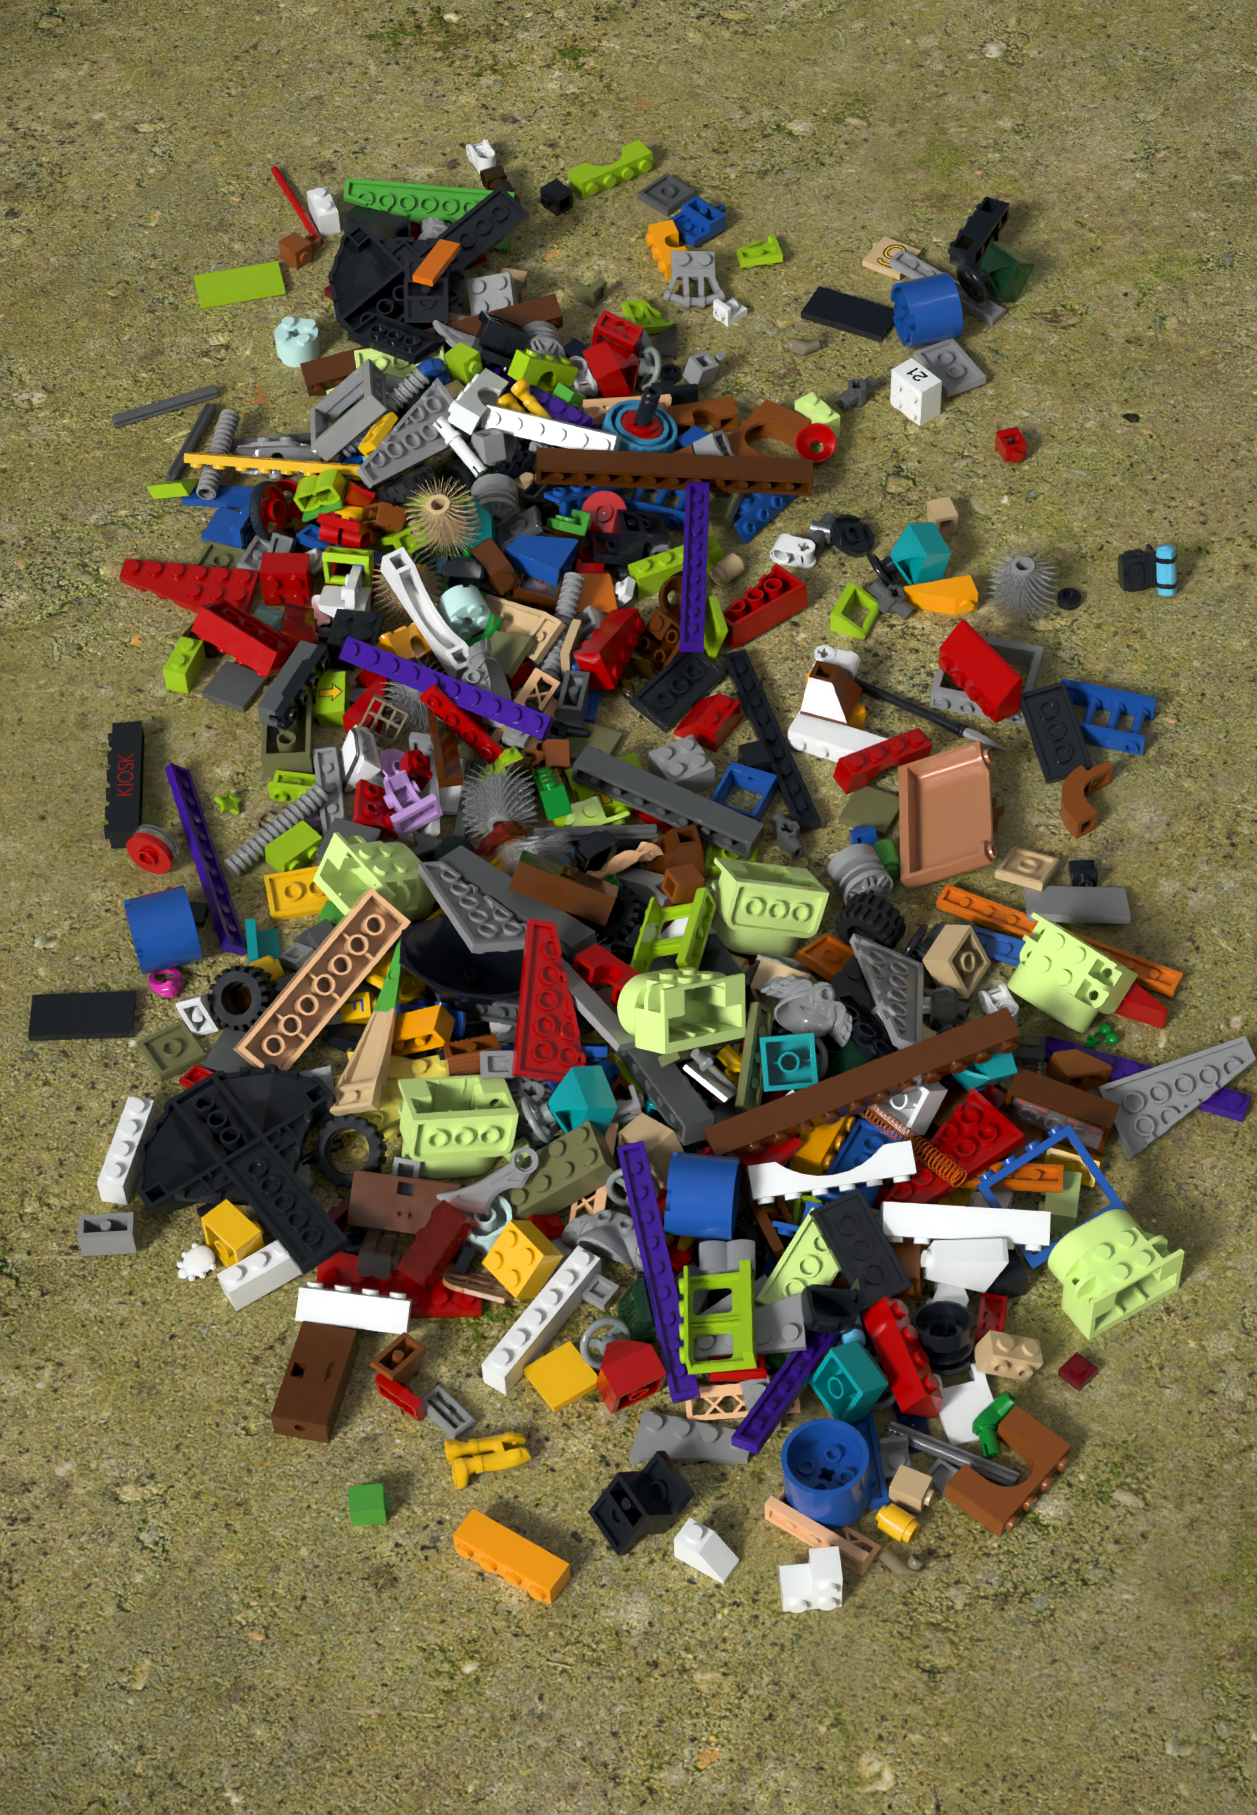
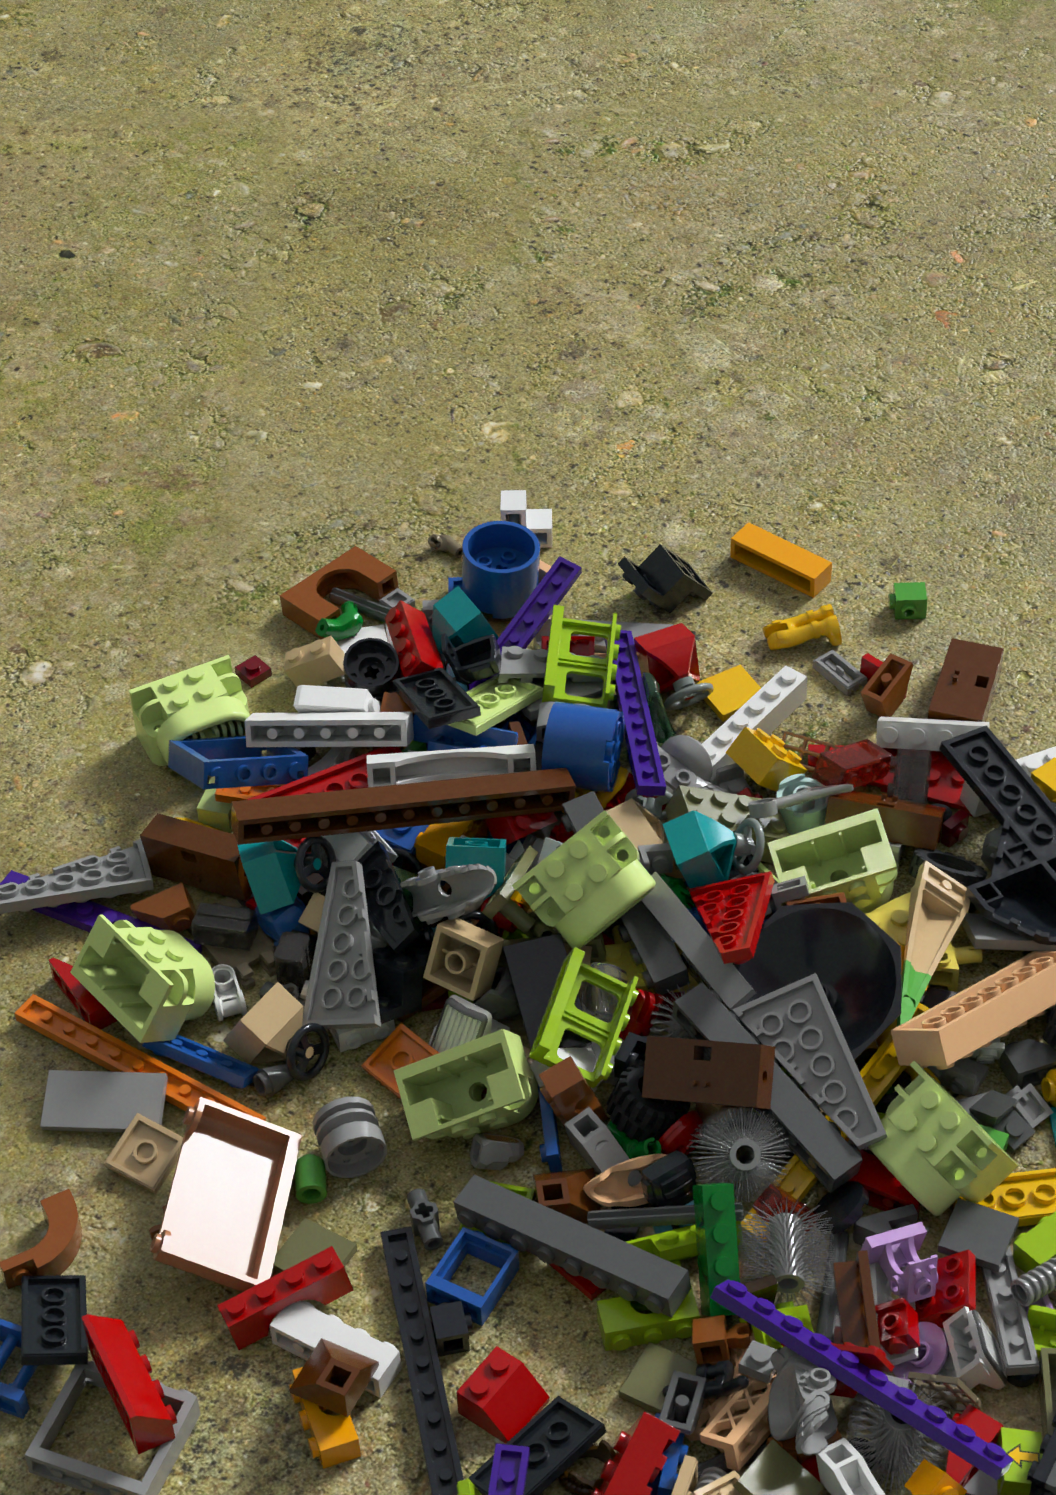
camera: 175 degrees left, 5 degrees down
(600, 966) = (637, 951): red arch -> none
(683, 764) = (546, 1320): light grey brick -> none
(704, 1551) = (610, 553): white slope -> none
(846, 660) = (316, 1429): white piece -> none
(863, 835) = (334, 1206): blue tile -> none
(872, 919) = (351, 1066): black tyre -> none
(897, 1523) = (443, 564): yellow brick -> none
(911, 1489) = (427, 580): tan brick -> none
(952, 726) = (159, 1353): black piece -> none
(953, 1176) = (416, 859): orange piece -> none
(1083, 873) = (82, 1147): black bracket -> none

